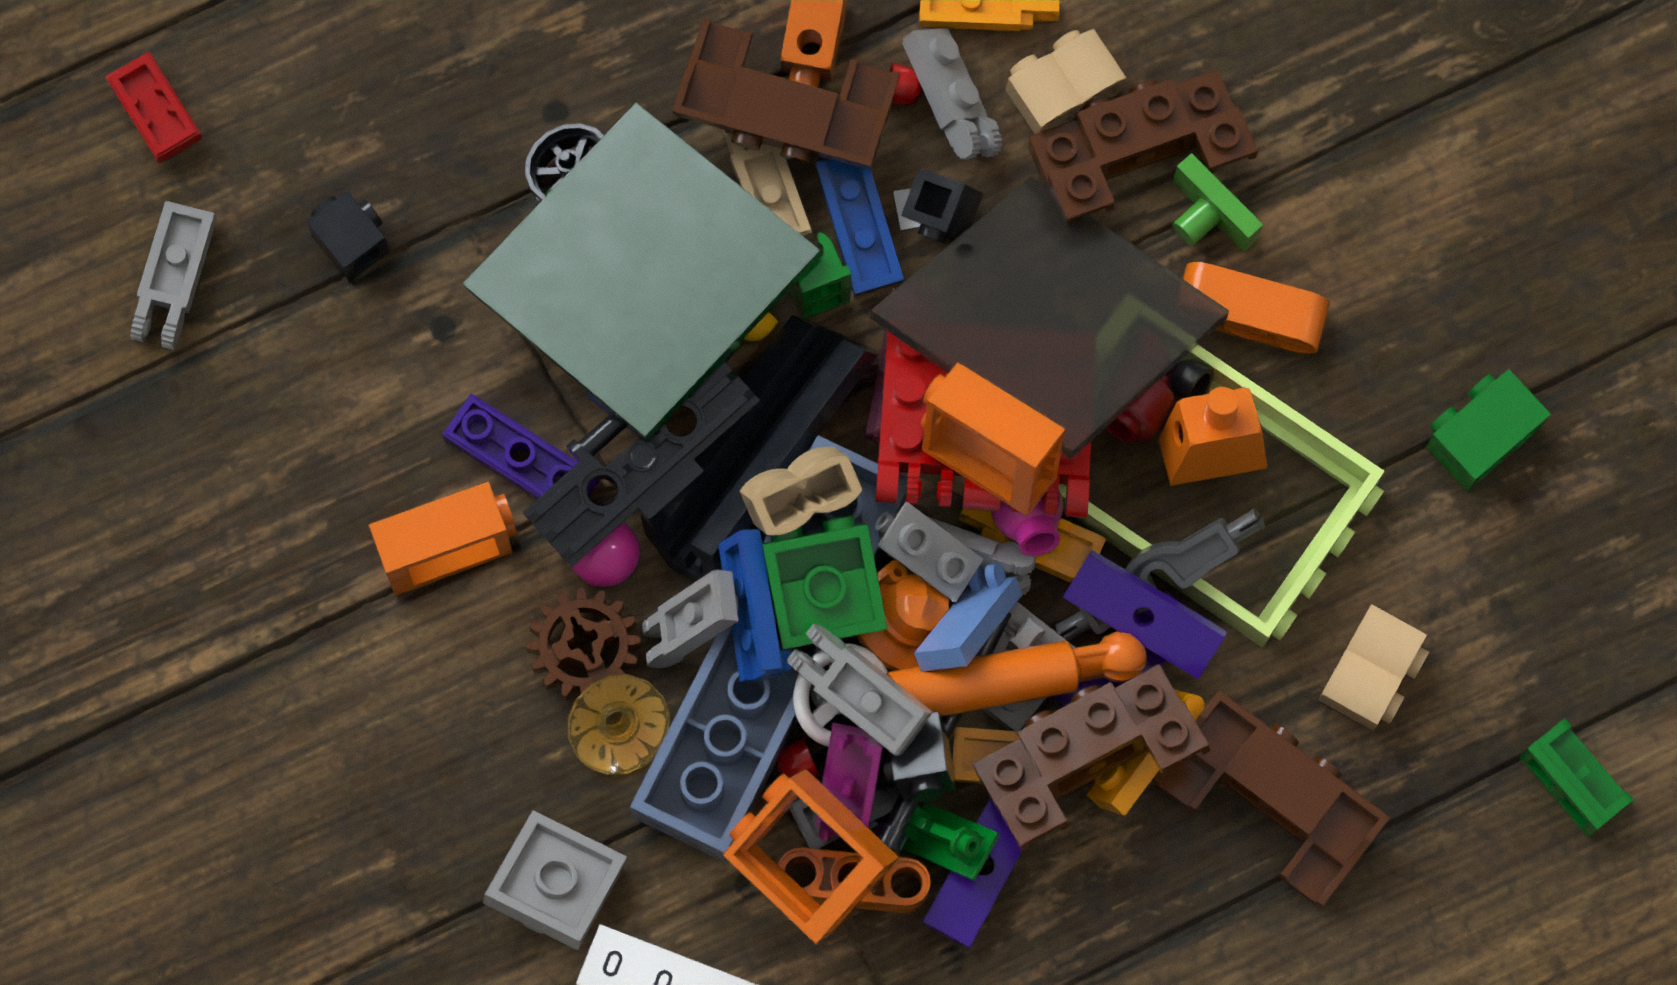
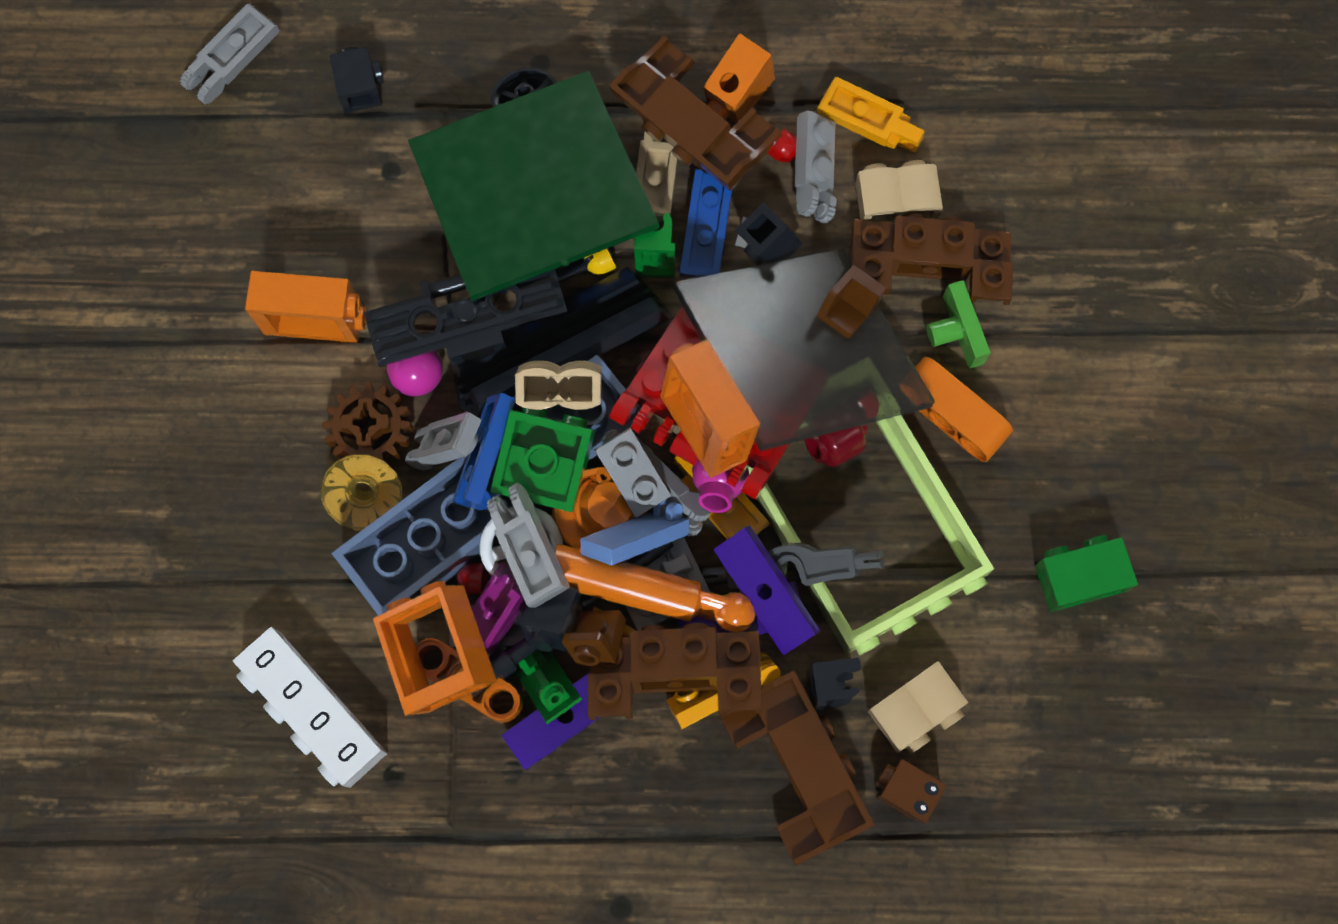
camera: 30 degrees right, 0 degrees up
(494, 438) = (383, 261): dark purple tile -> none
(554, 880) = (260, 580): light grey hinge -> none
(982, 757) = (596, 637): none -> reddish brown bracket
(1079, 239) = (851, 301): none -> reddish brown panel
(1190, 379) = (885, 439): black hinge -> none
(1212, 437) = (879, 485): orange torso -> none
(1261, 688) = (827, 683): none -> black hinge
(1408, 764) = (909, 790): none -> reddish brown brick
(1575, 778) = (1030, 862): green hinge -> none

